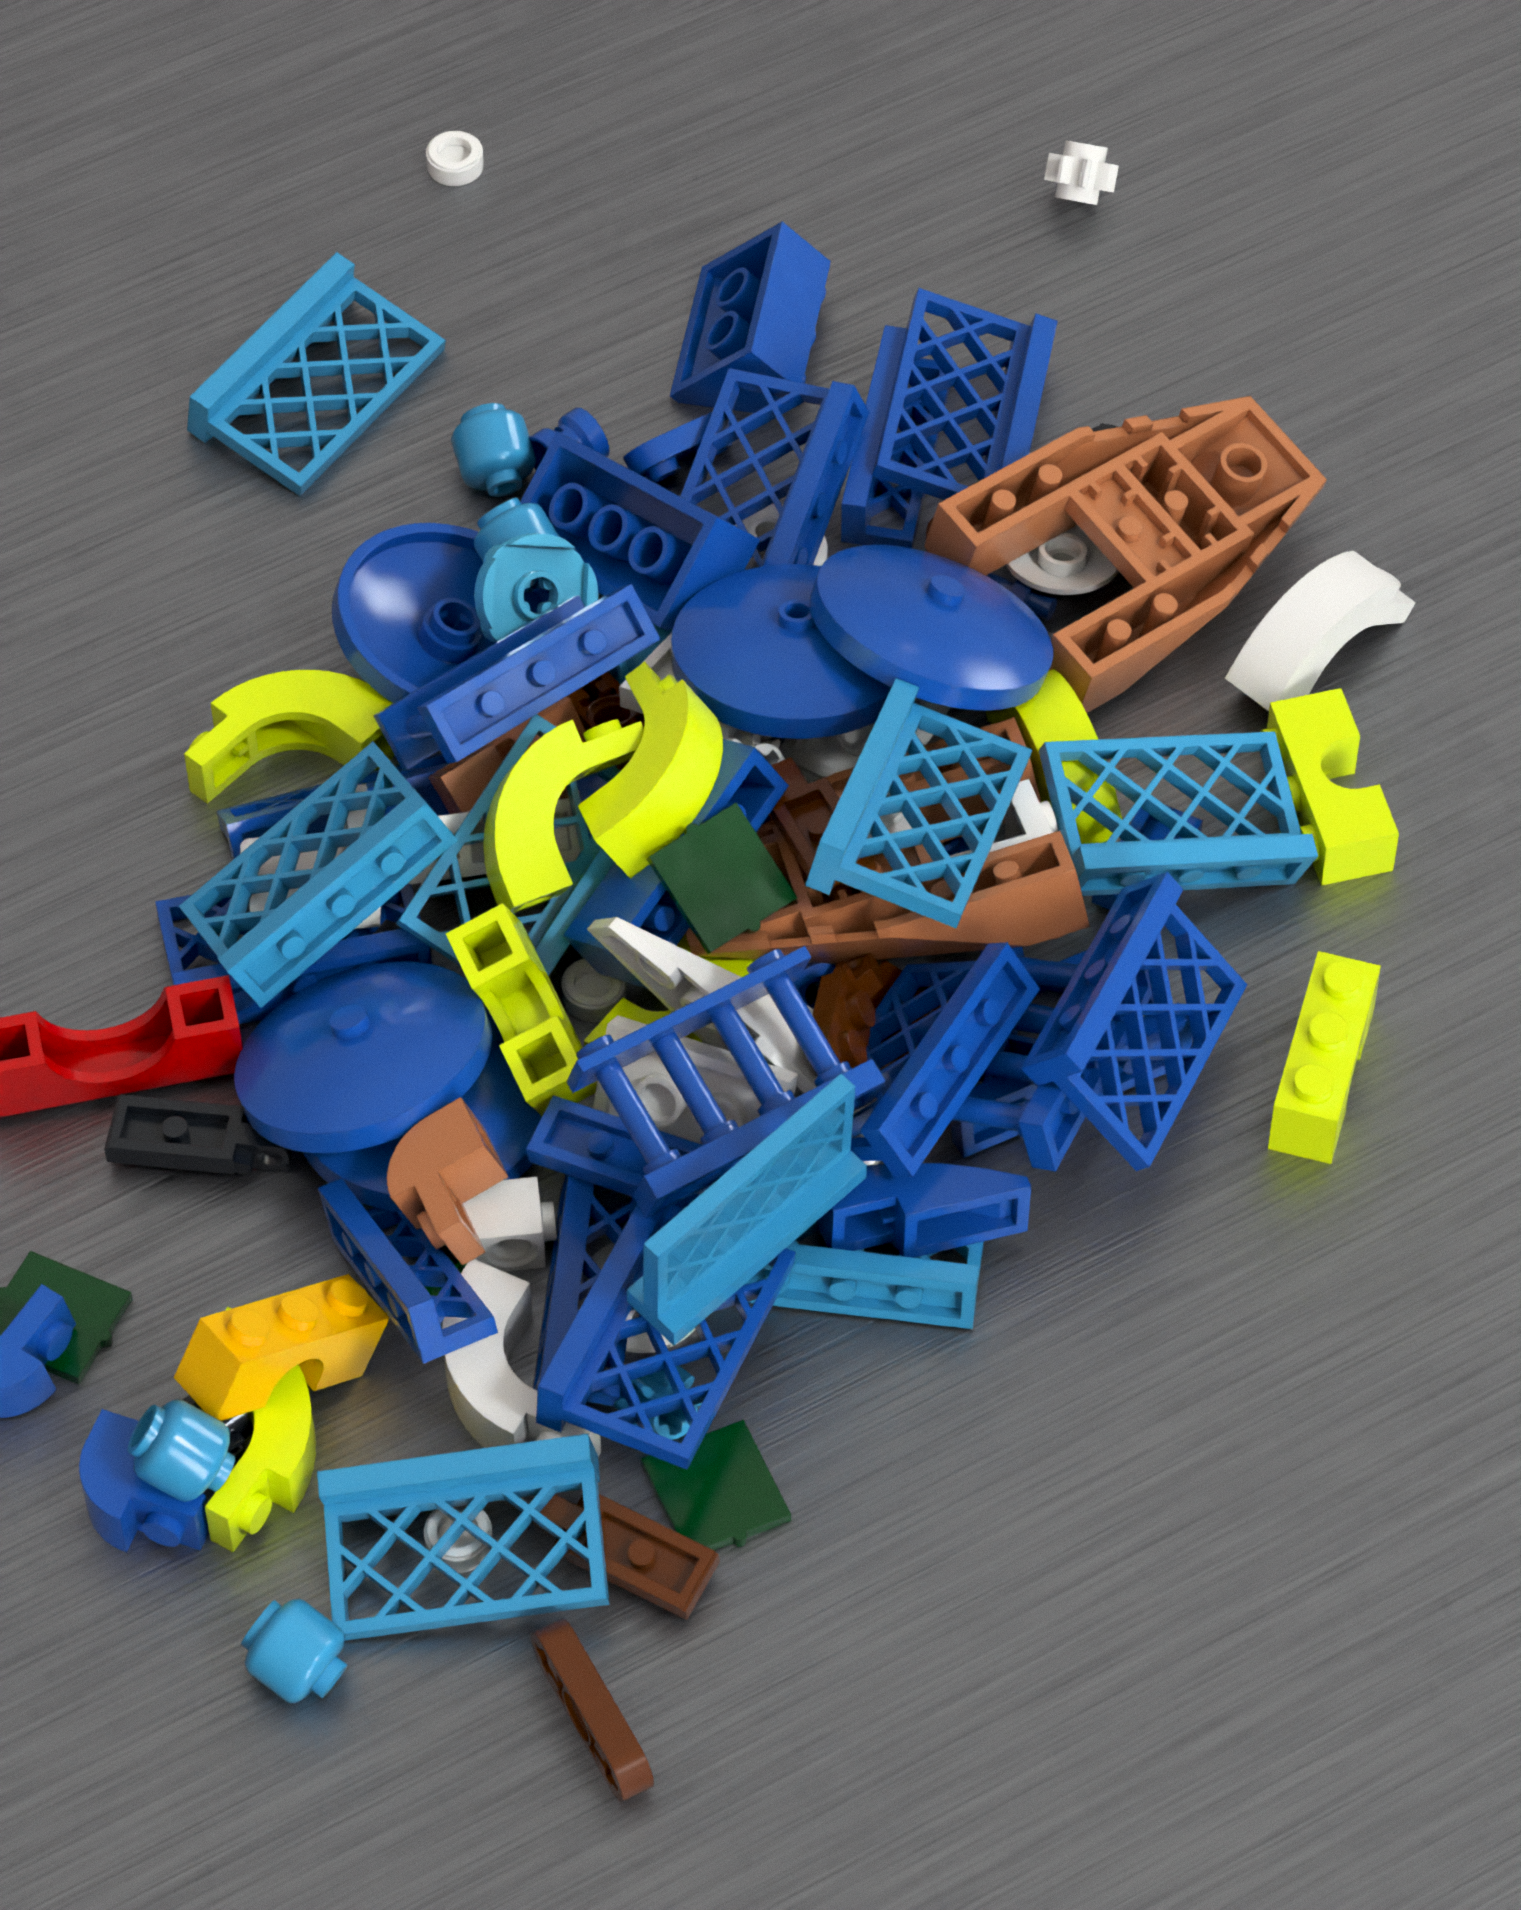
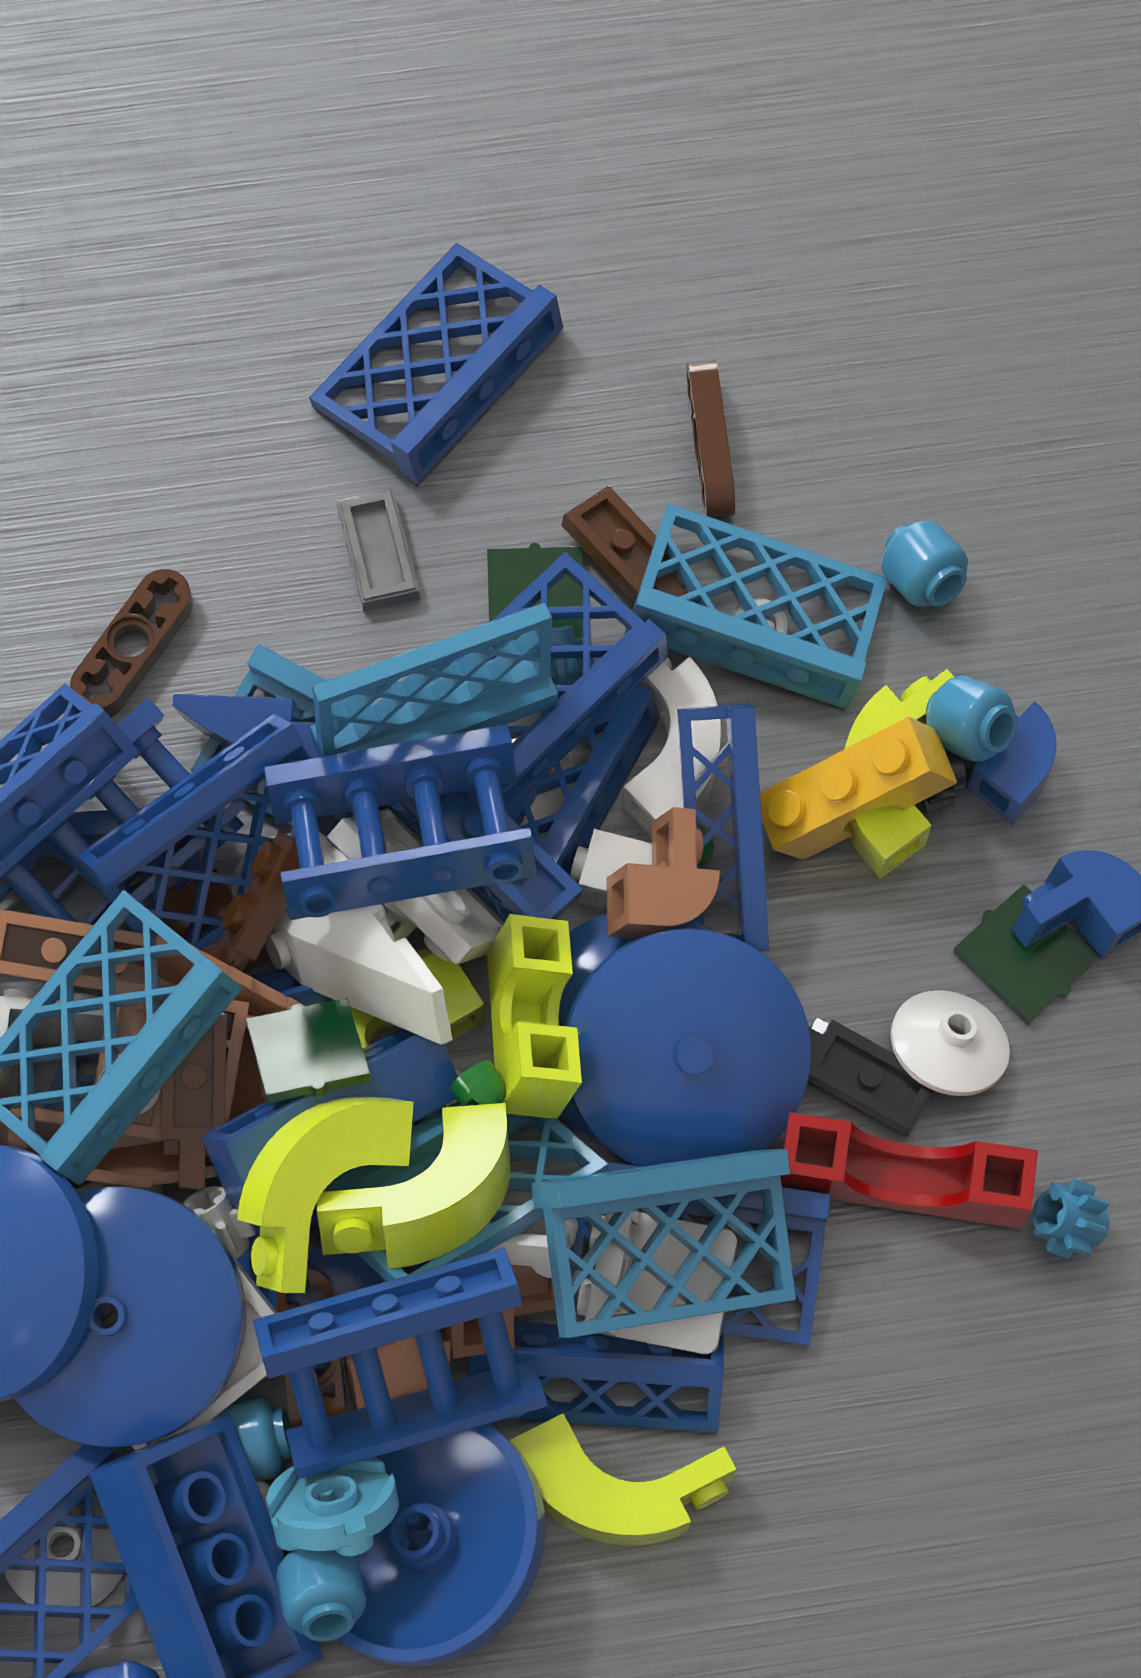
camera: 160 degrees left, 15 degrees up
(130, 1209) = (947, 1060): none -> white dish
(546, 922) = (479, 1085): none -> green hinge
(884, 1692) = (479, 376): none -> blue fence
(909, 1473) = (378, 550): none -> flat silver tile
(1129, 1307) = (169, 620): none -> reddish brown beam

